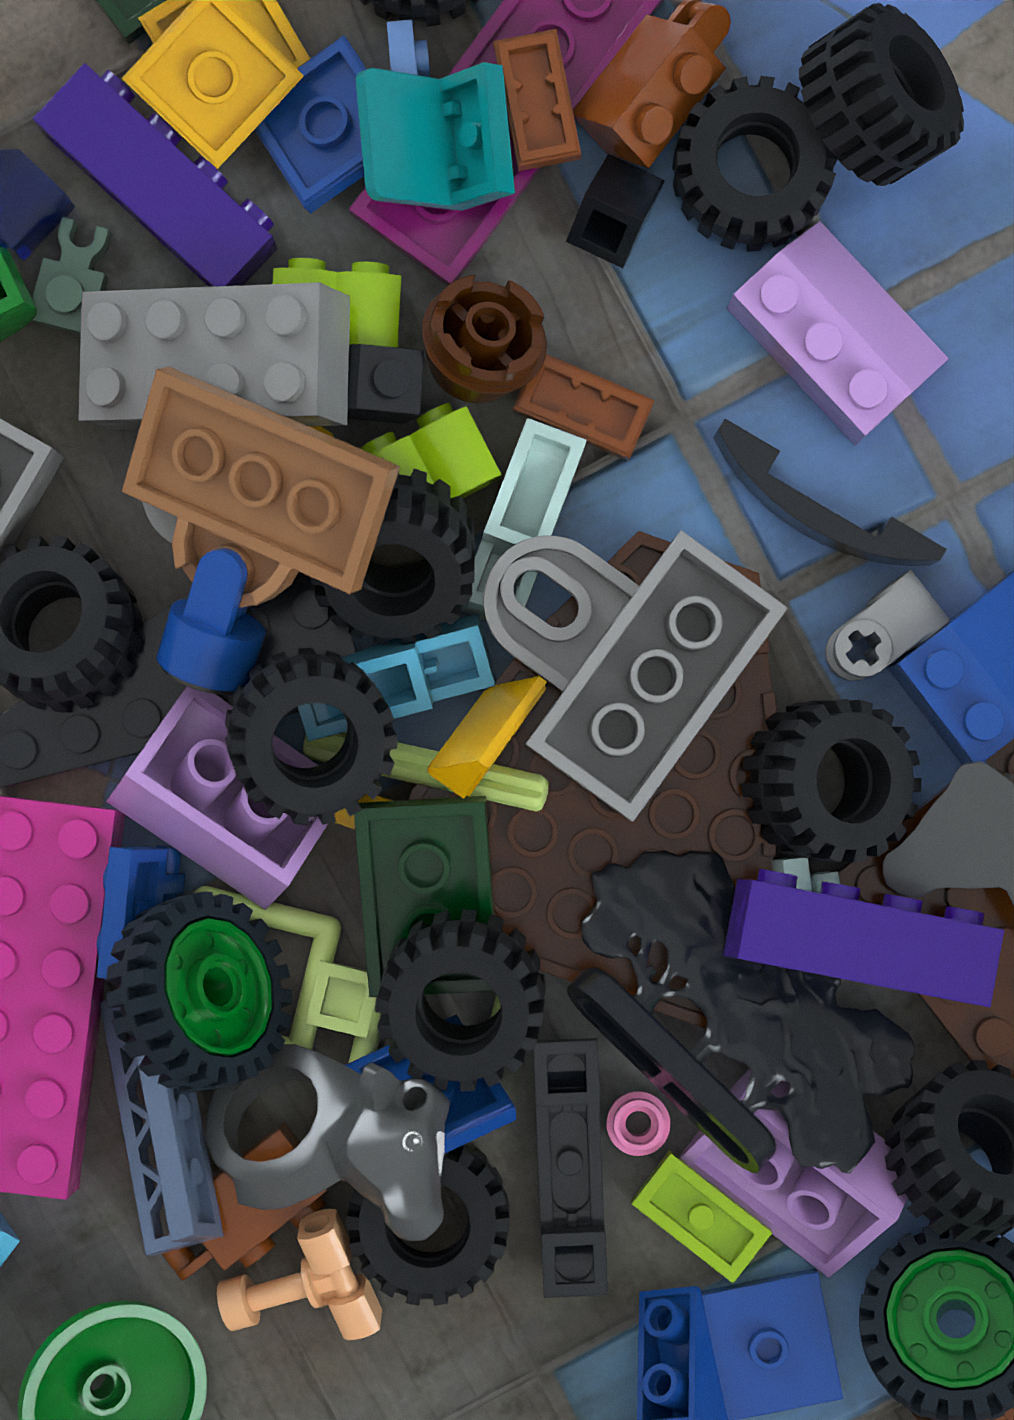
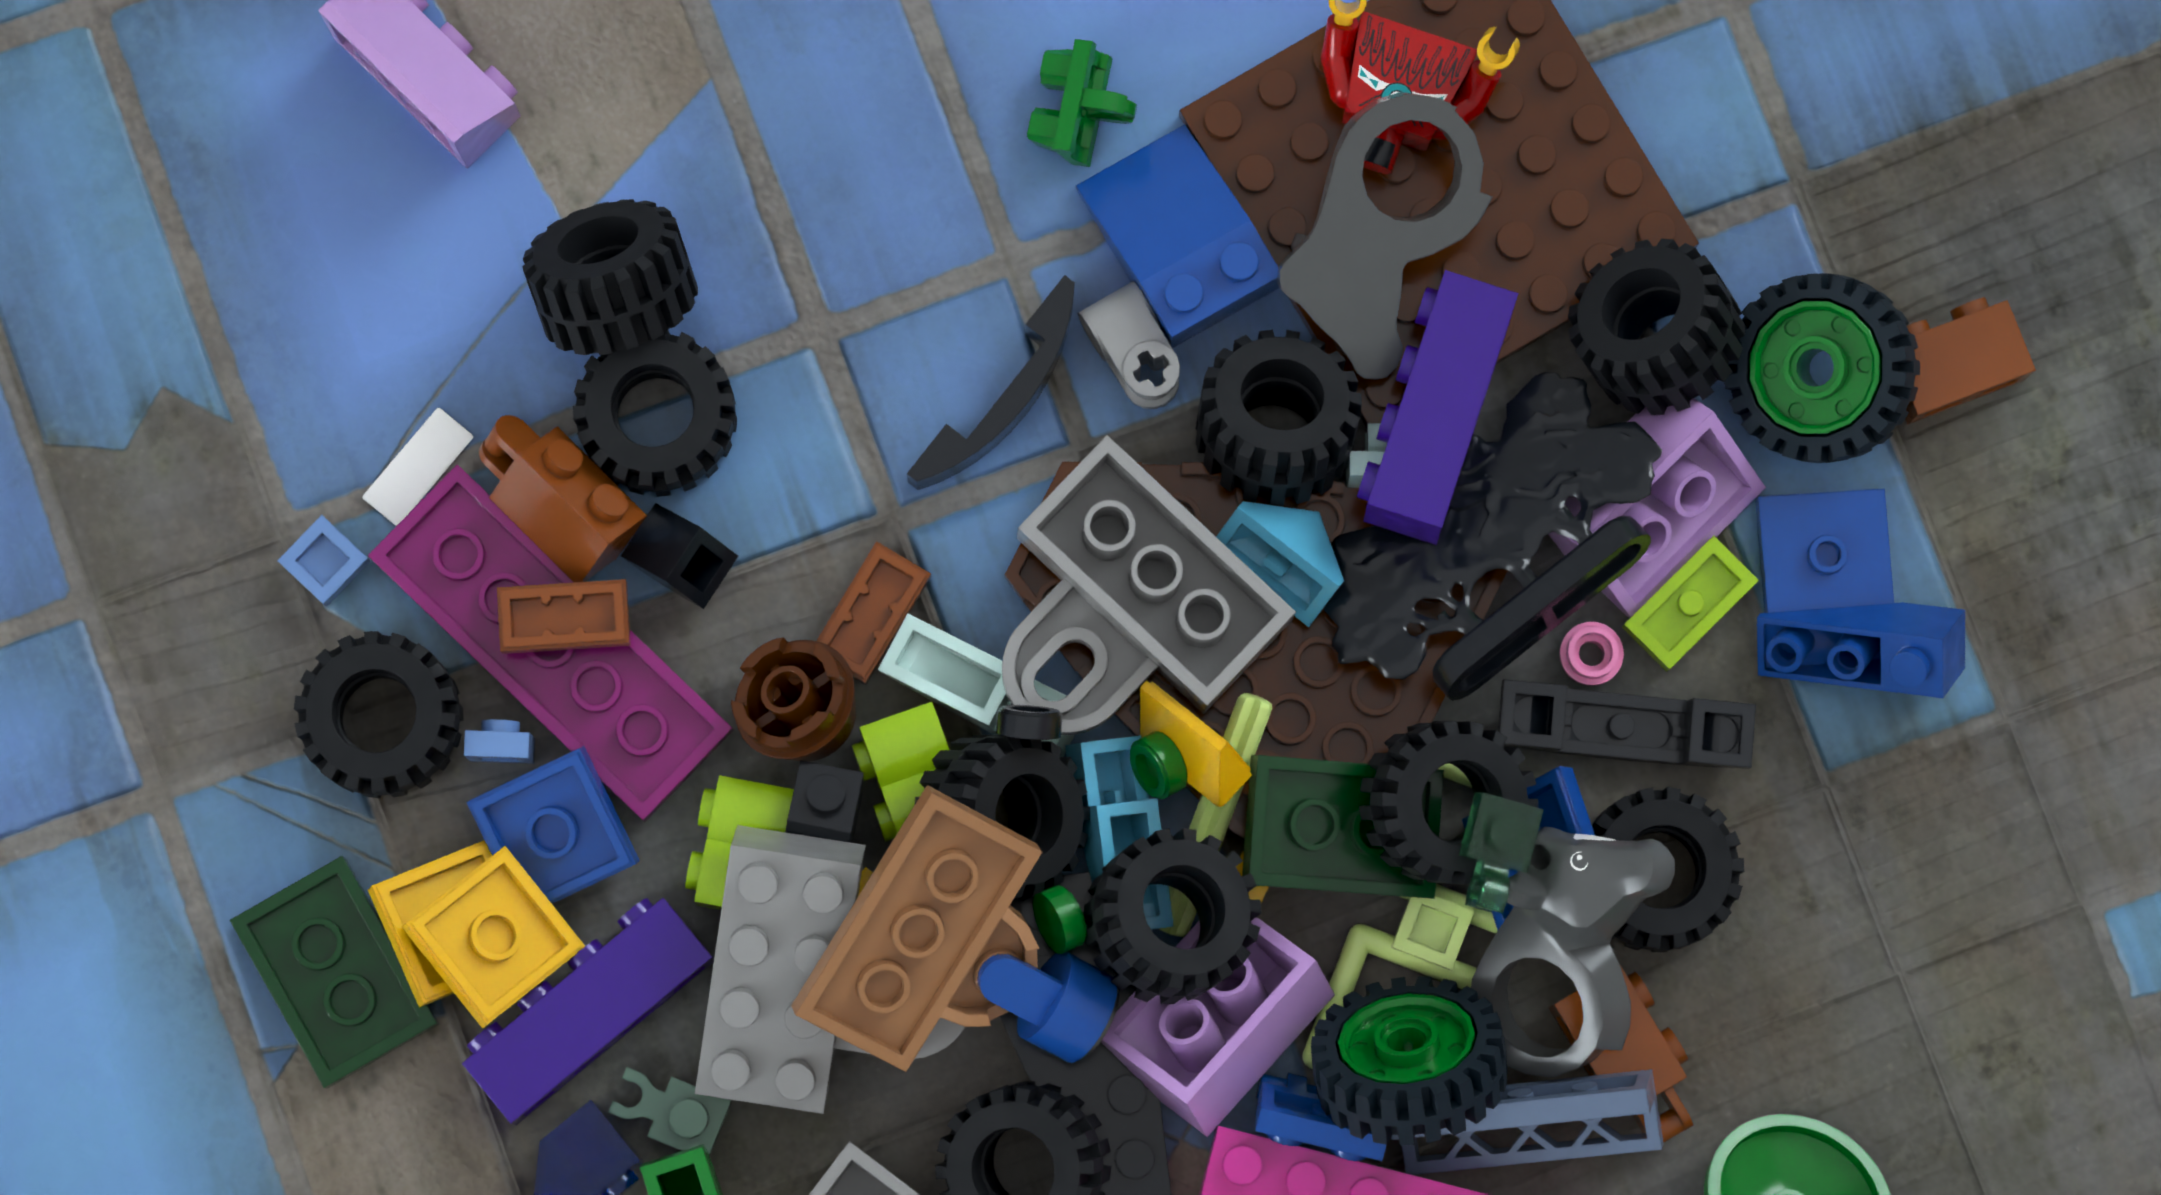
camera: 85 degrees left, 5 degrees down
(295, 625) = (1059, 919): none -> green tile
(323, 1279) = (1707, 980): light nougat bar -> none
(427, 1056) = (1500, 839): none -> clear green plate
(435, 137) = (591, 717): teal bracket -> none
(464, 705) = (1158, 765): none -> green tile
(485, 567) = (1029, 722): none -> black tile
(694, 804) = (1287, 552): none -> medium azure slope
(836, 332) = (832, 352): lavender slope -> none

